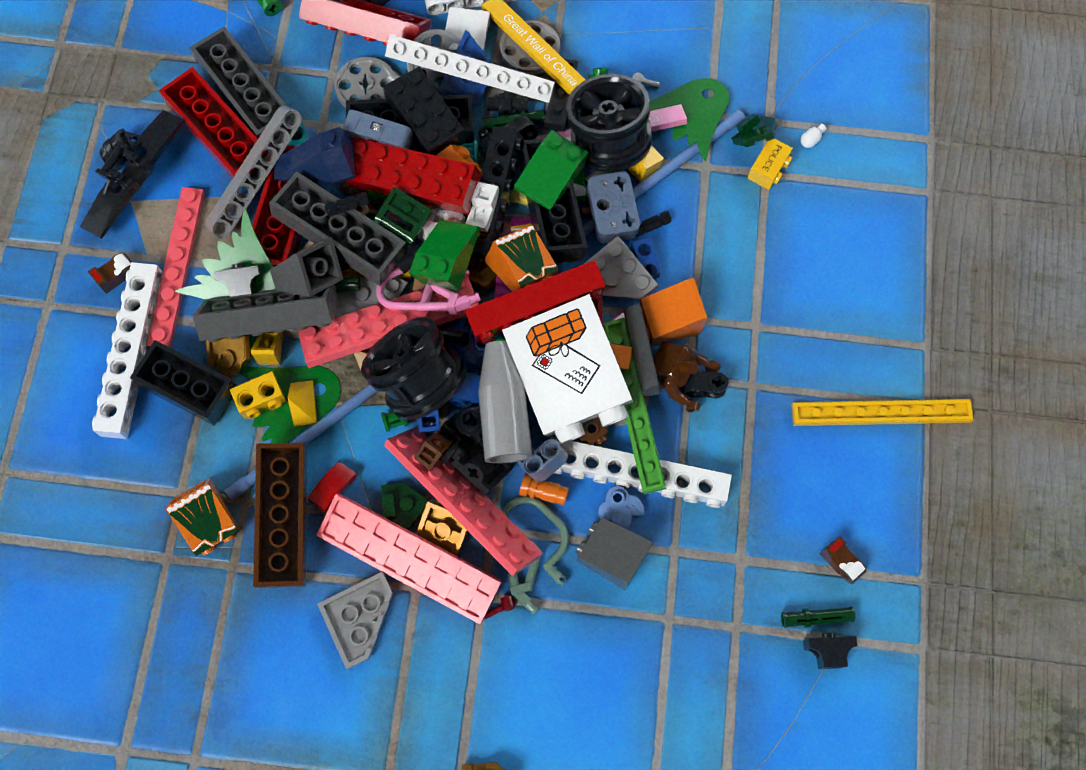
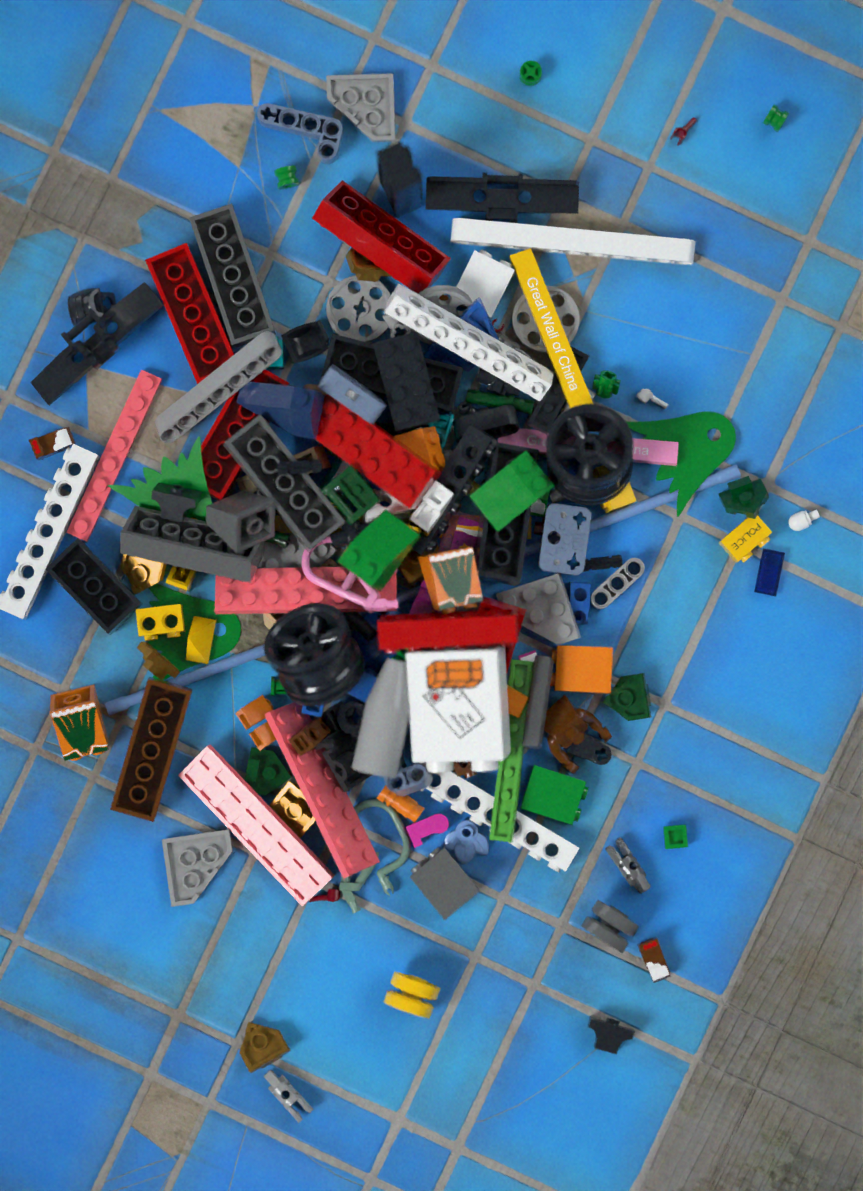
camera: 20 degrees right, 15 degrees up
(262, 430) = (156, 662): none -> pearl gold plate
(326, 117) = (306, 341): none -> black piece
(334, 482) = (205, 733): red slope -> none
(360, 47) = (363, 267): none -> pearl gold plate
(374, 453) = (253, 714): none -> orange piece
(582, 501) = (434, 824): none -> dark pink leg
(621, 673) = (412, 992): none -> yellow wheel
(677, 226) = (622, 573): none -> light grey beam
(687, 435) = (554, 795): none -> green panel
(723, 327) = (630, 697): none -> dark green plate
(783, 479) = (635, 874): none -> dark grey hinge
(791, 539) = (611, 924): none -> dark grey wheel
(802, 186) = (769, 572): none -> clear blue tile
(814, 617) = (606, 1000): dark green pin -> none
(815, 438) = (675, 836): none -> green plate
(882, 412) = (751, 831): yellow tile -> none

